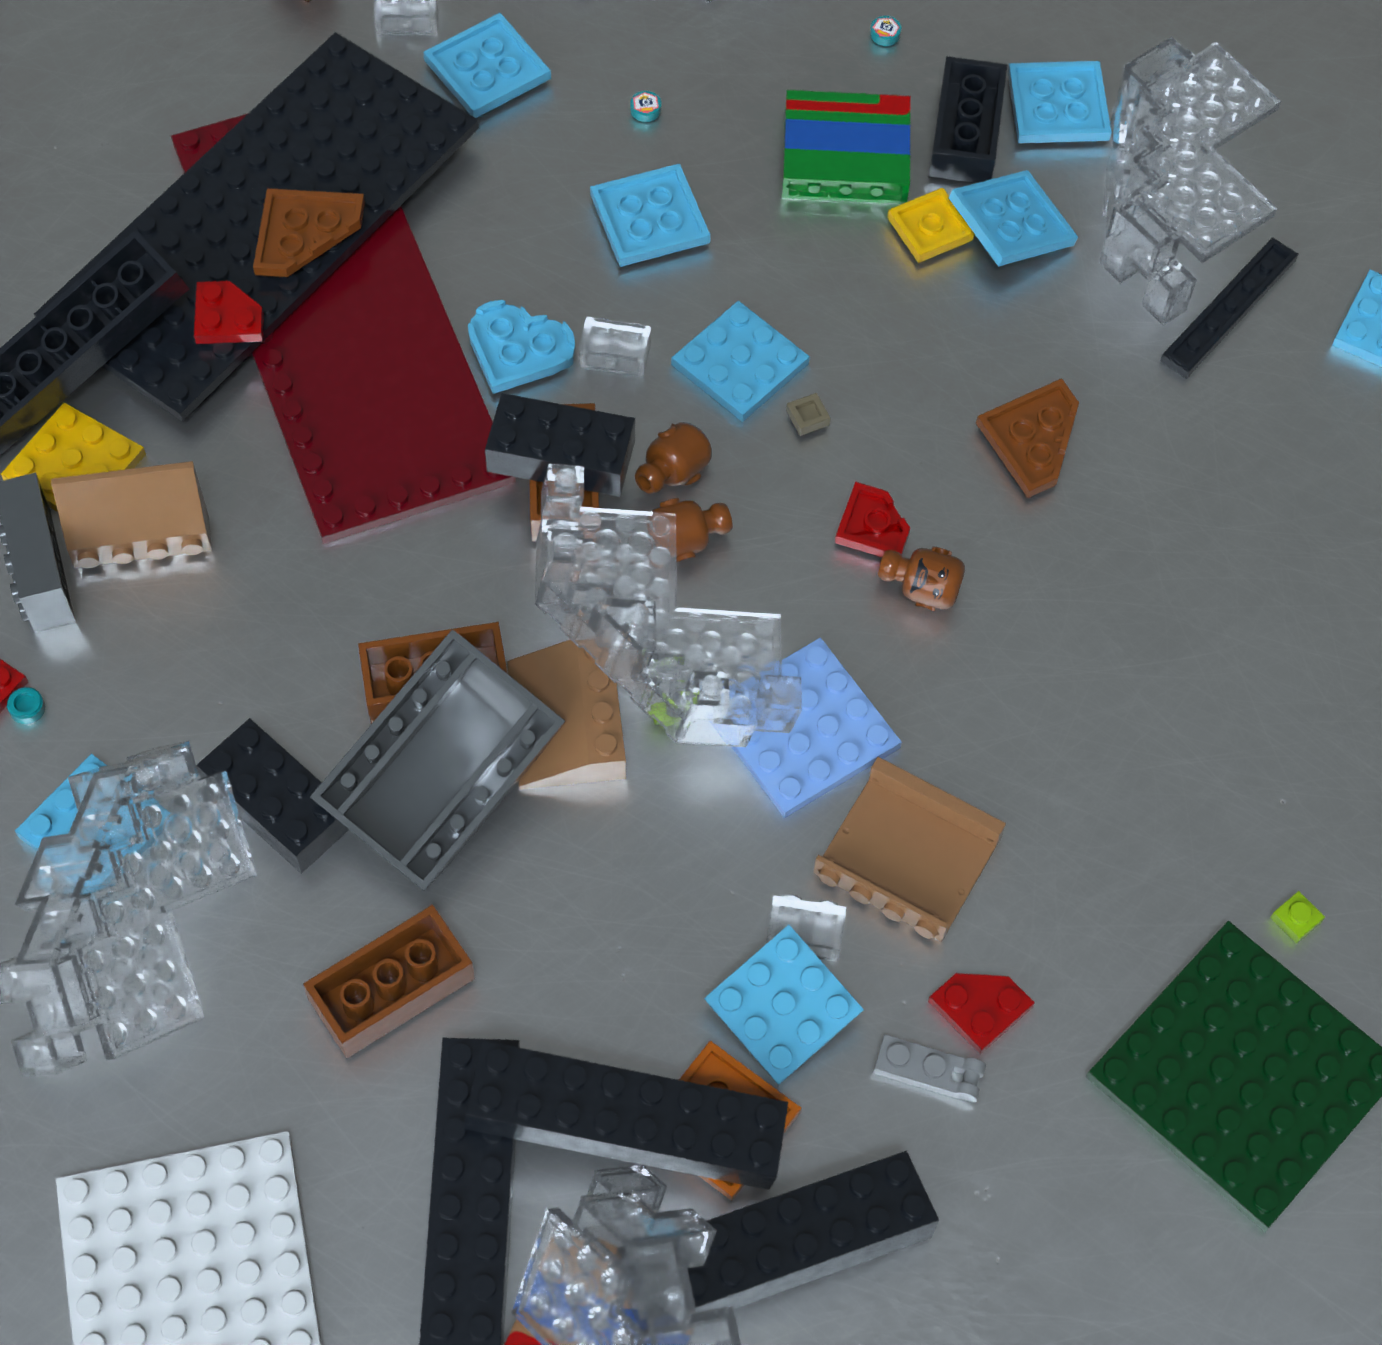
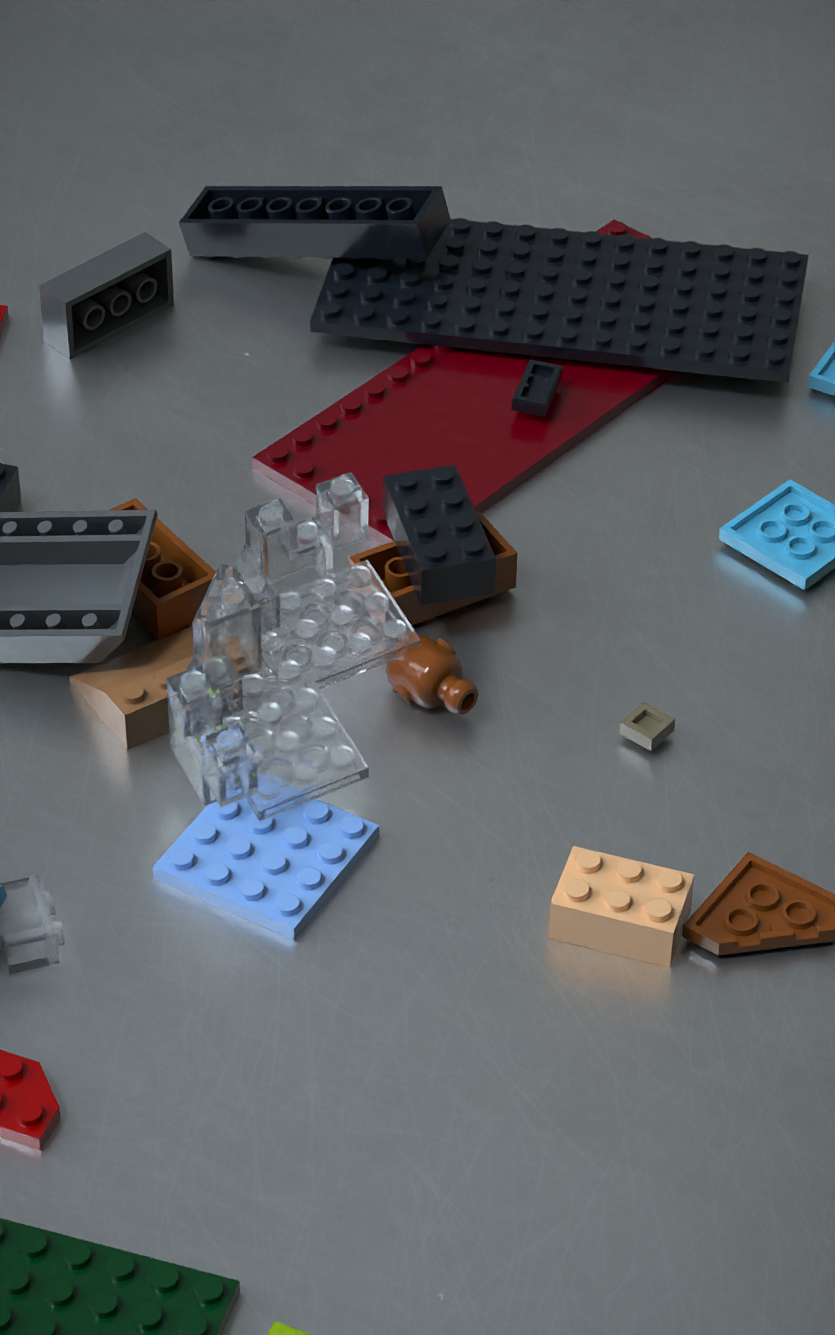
camera: 65 degrees right, 20 degrees down
(72, 447) = (225, 297): yellow plate -> none
(132, 514) = (179, 327): medium nougat slope -> none
(226, 314) = (428, 300): red plate -> none
(302, 227) = (557, 302): dark orange plate -> none
(379, 295) = (537, 388): none -> black plate
(518, 346) = (563, 503): medium azure plate -> none
(614, 346) = (614, 562): clear brick -> none
(674, 458) = (513, 644): dark orange piece -> none
(740, 361) = (677, 660): medium azure plate -> none
(872, 522) = (549, 819): red plate -> none
(910, 850) = (162, 984): medium nougat panel -> none
(928, 577) = (505, 873): dark orange piece -> none
(992, 519) = (620, 906): none -> light nougat brick

